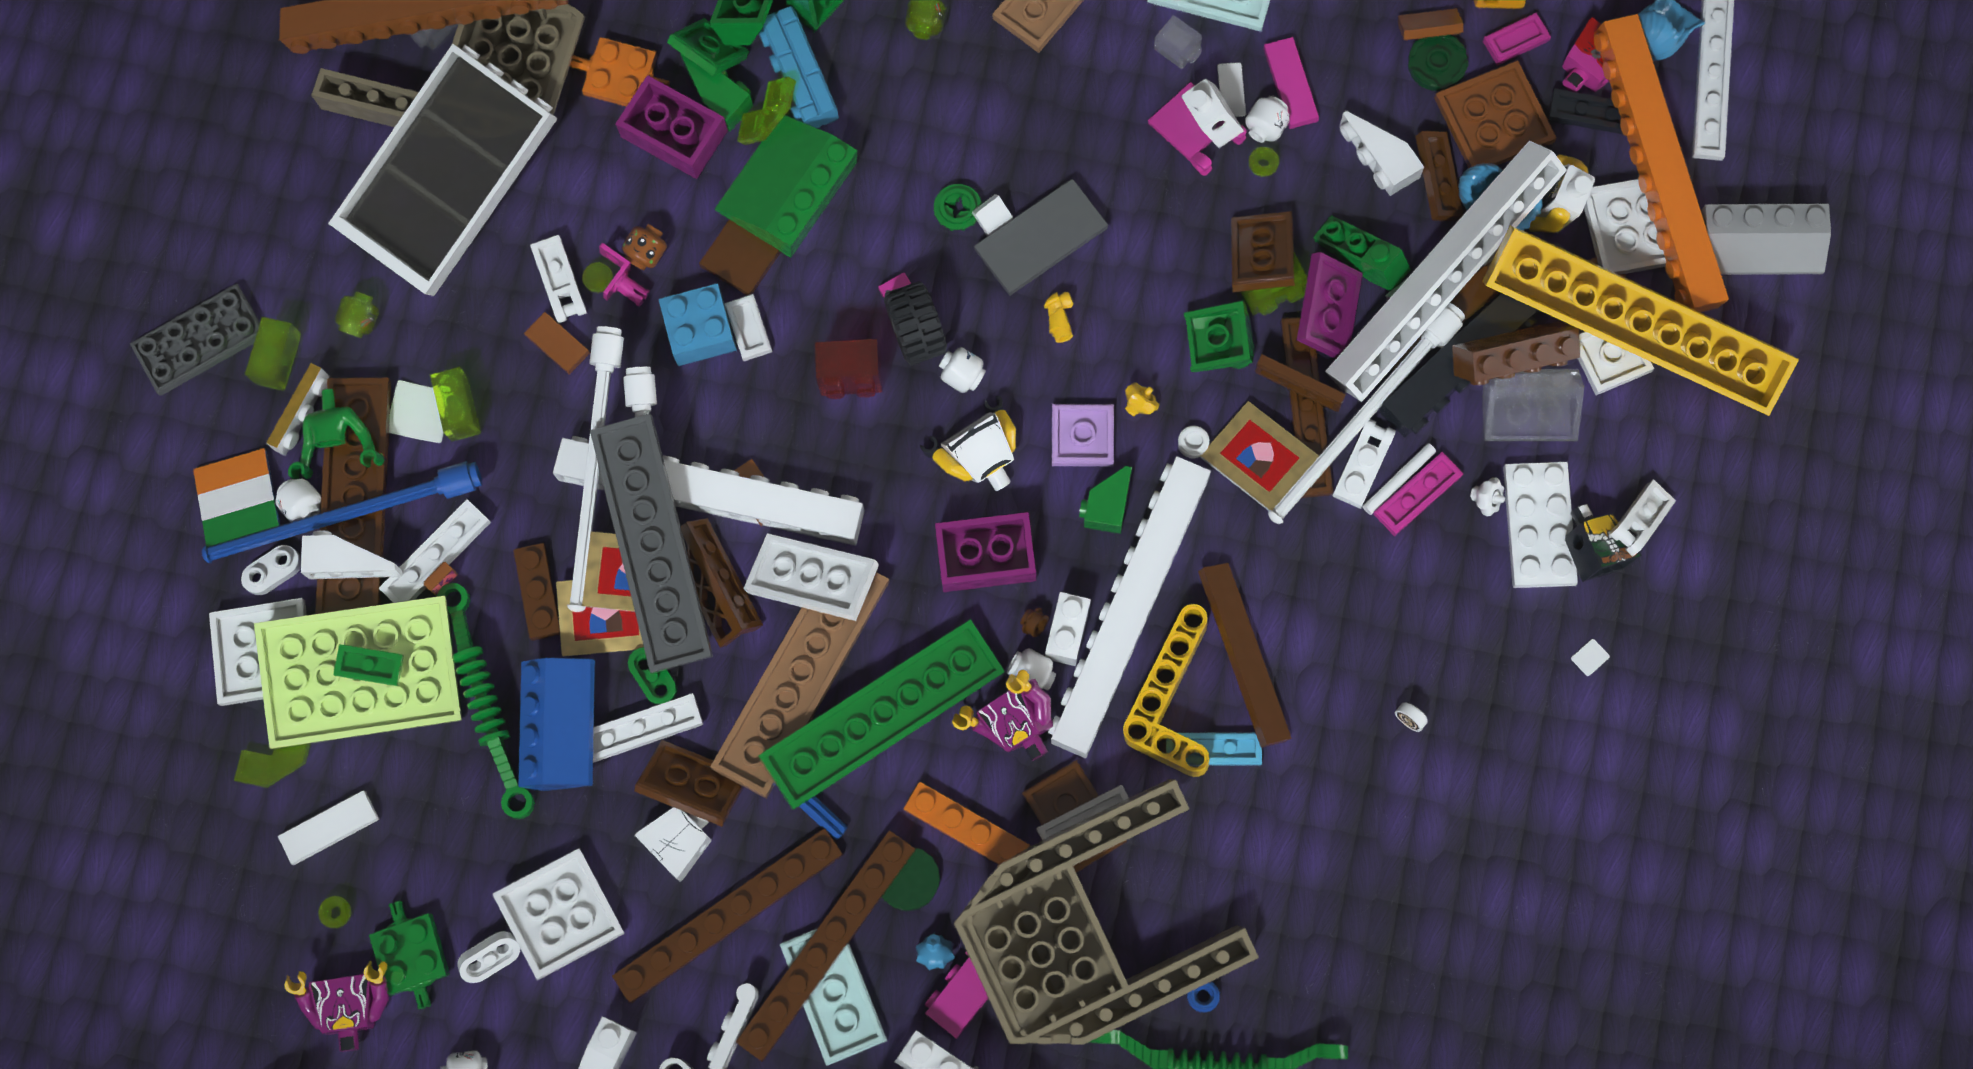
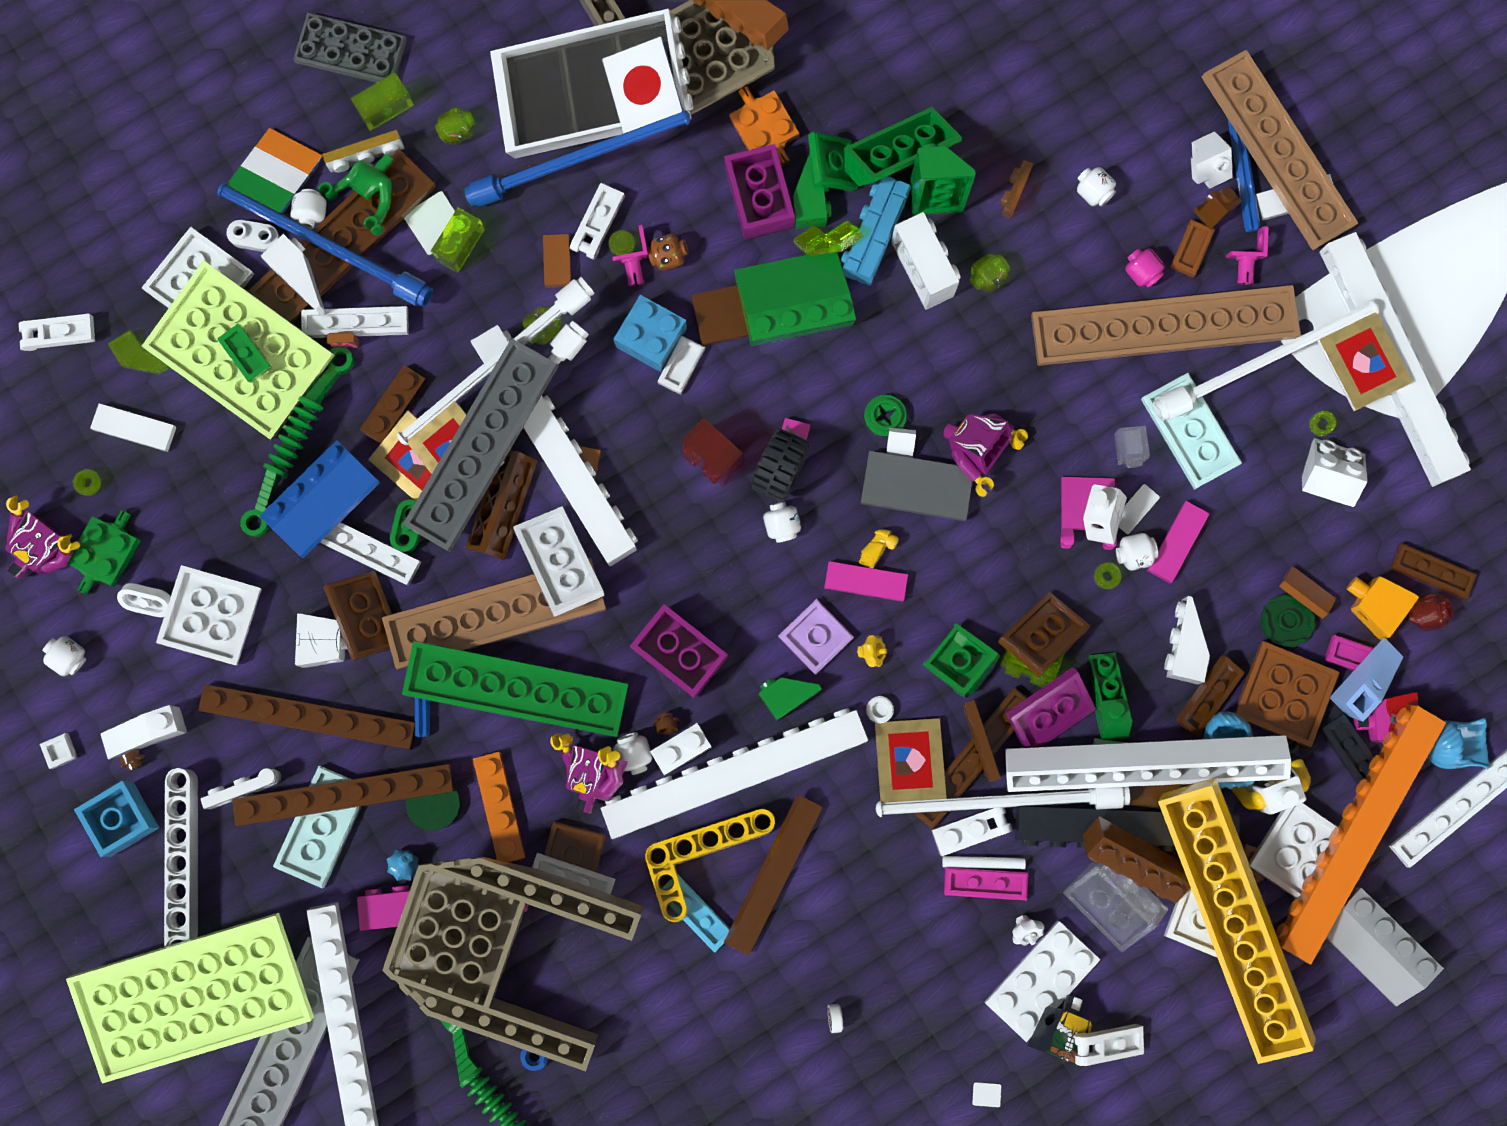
camera: 40 degrees right, 5 degrees up
(177, 813) = (57, 331): none -> white plate
(508, 138) = (645, 105): none -> flag
(586, 403) = (549, 332): none -> clear neon green head
(865, 53) = (925, 260): none -> white brick
(979, 449) = (741, 583): torso -> none
(1058, 155) = (980, 443): none -> magenta torso
(1077, 352) = (866, 581): none -> dark pink tile
(1548, 46) = (1368, 682): none -> light blue slope

